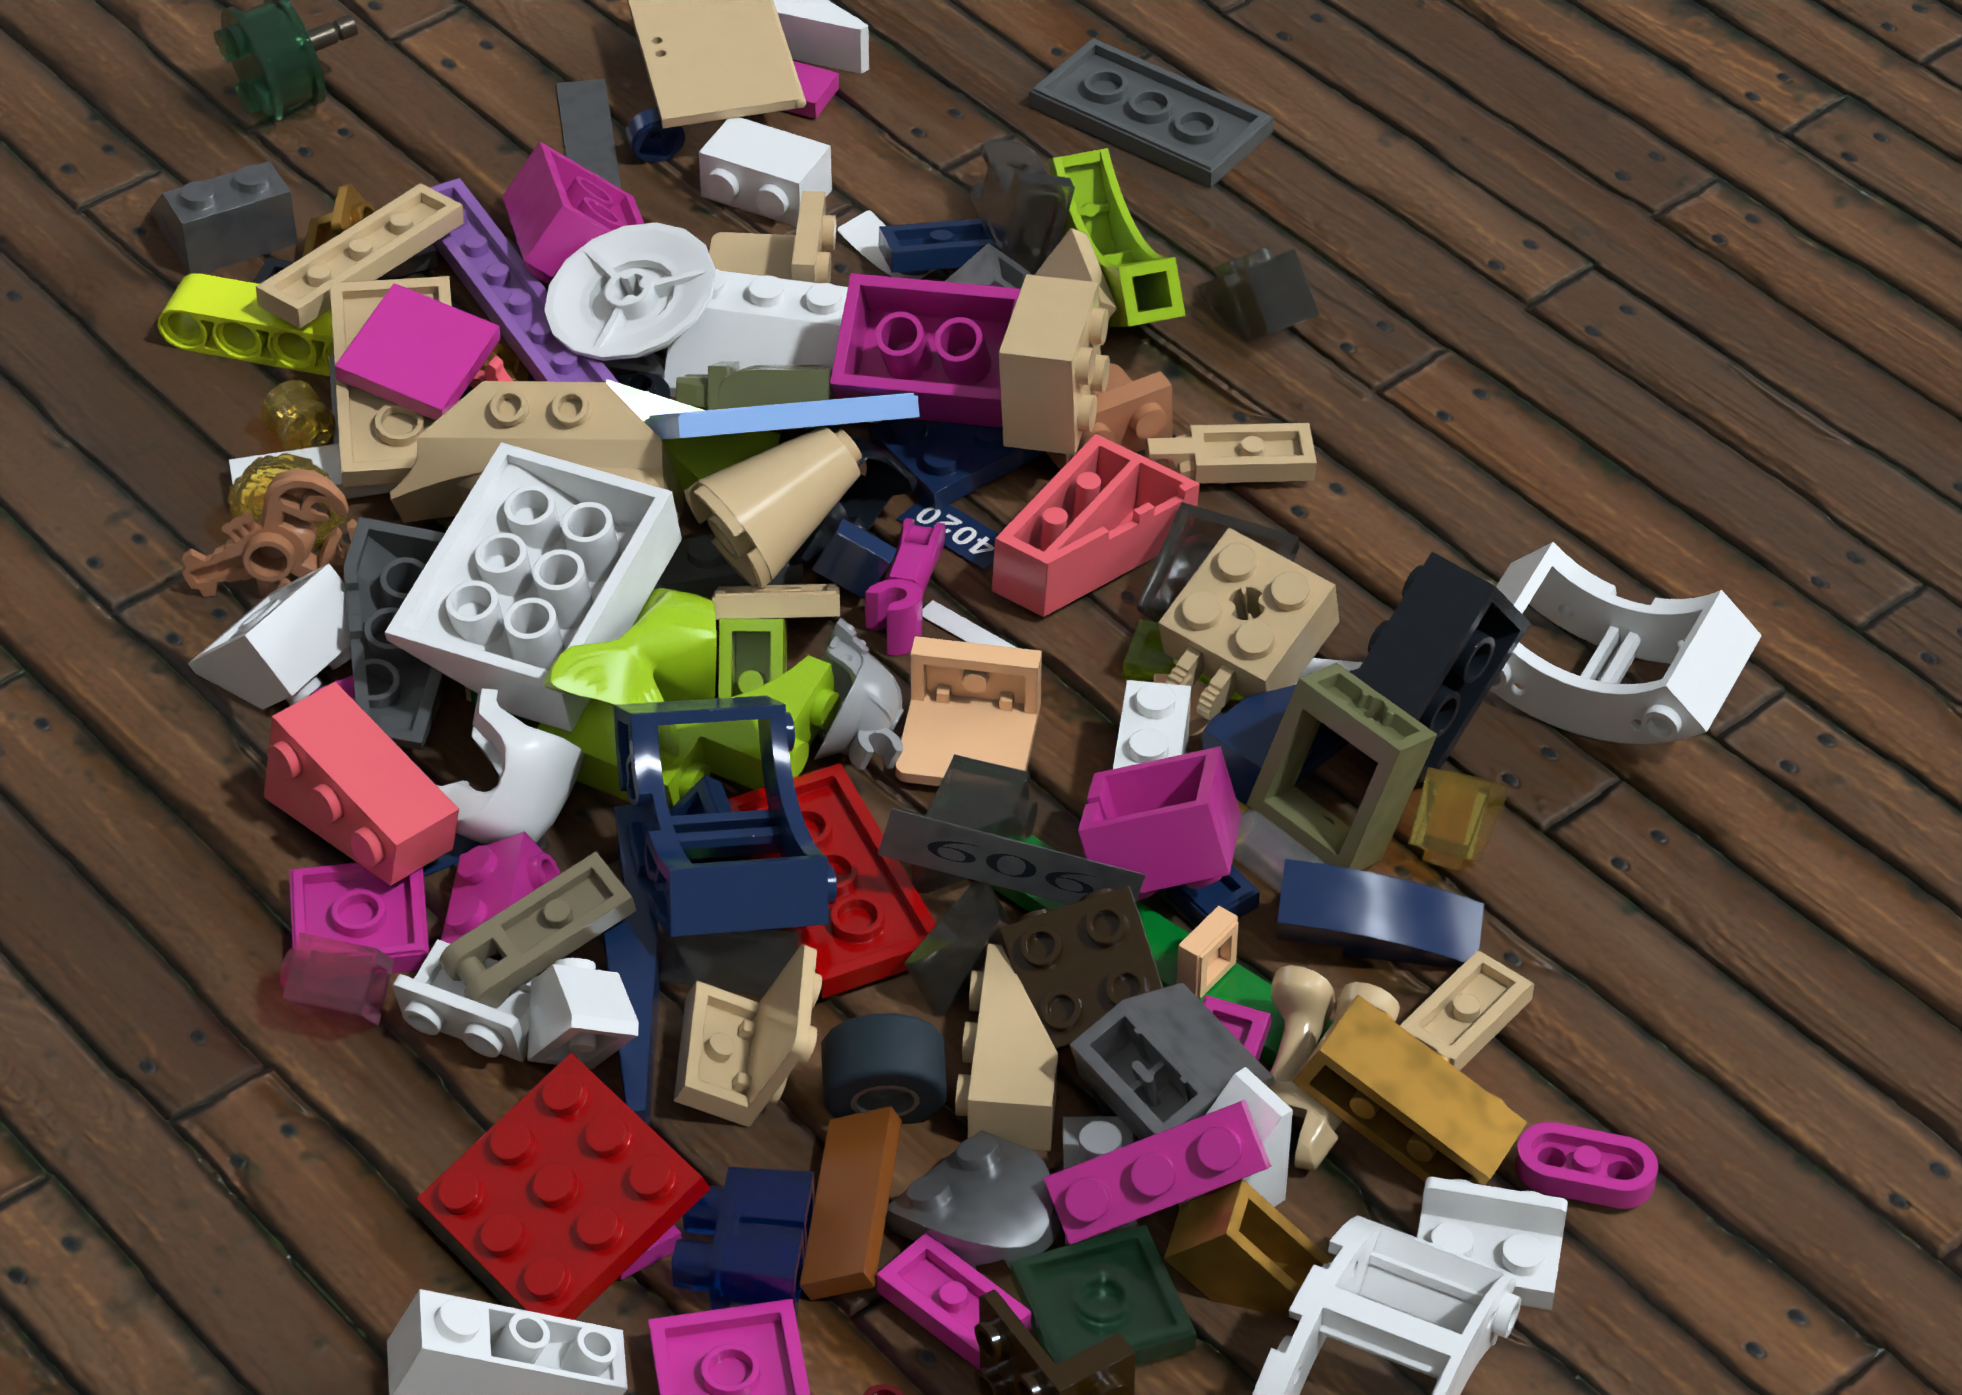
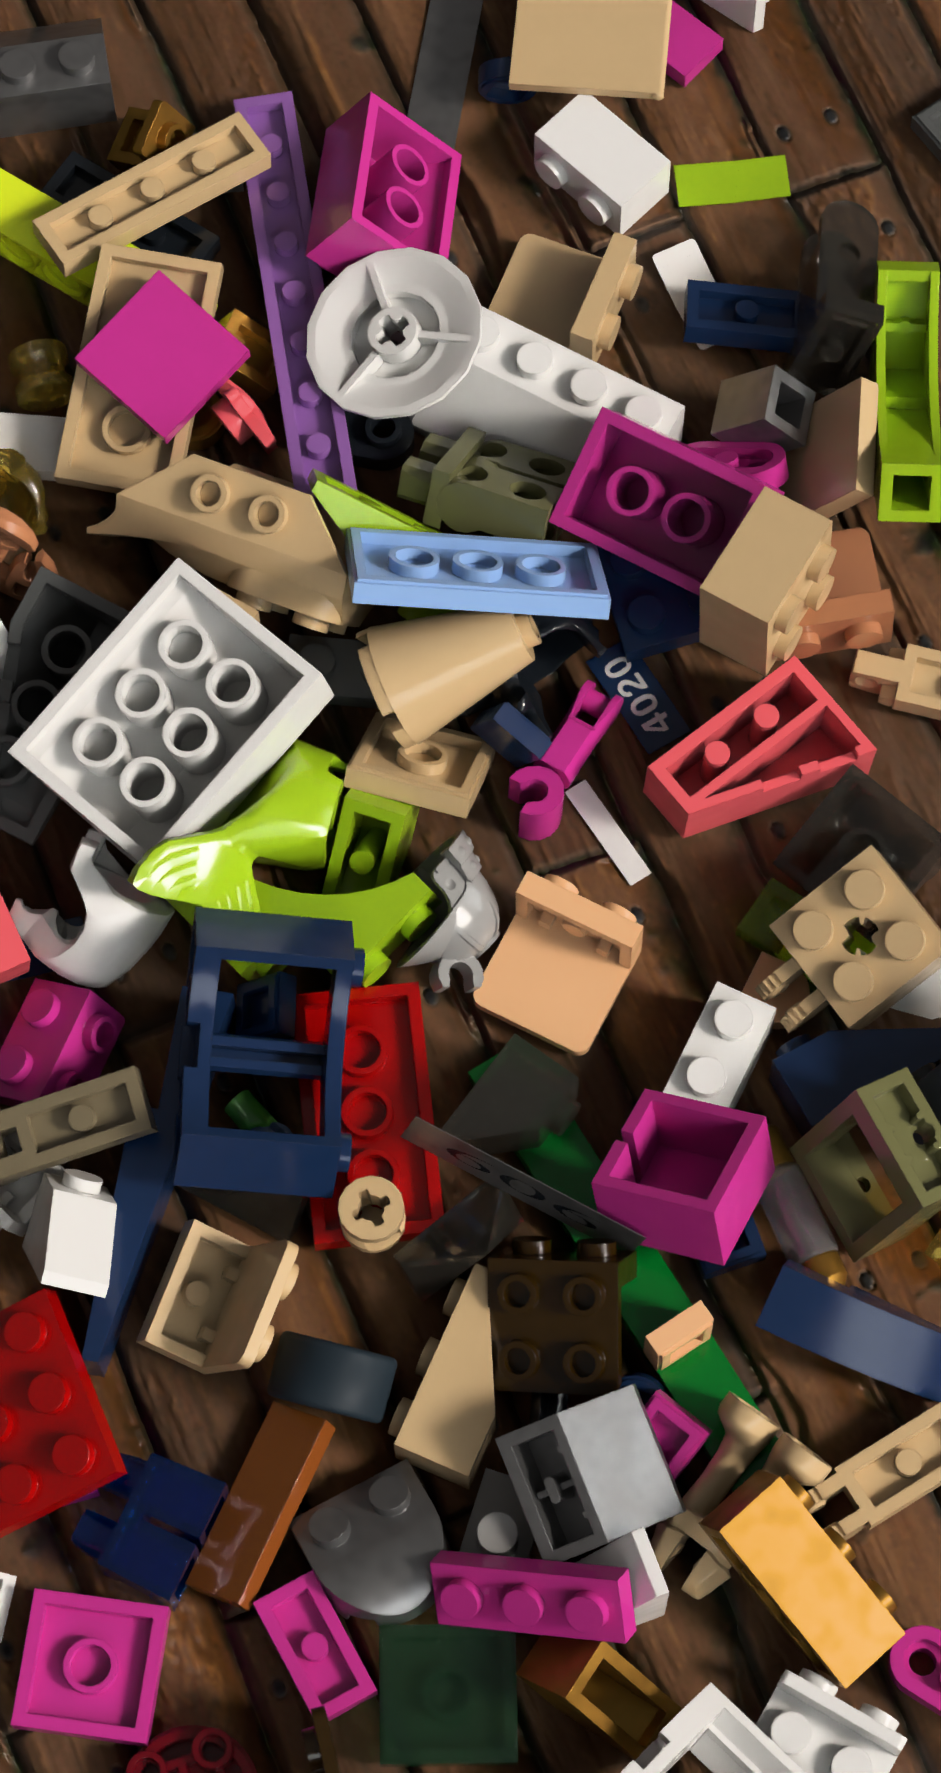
camera: 20 degrees right, 25 degrees up
(871, 931) = (376, 1228): none -> tan wheel
(886, 170) = (732, 181): none -> lime sticker

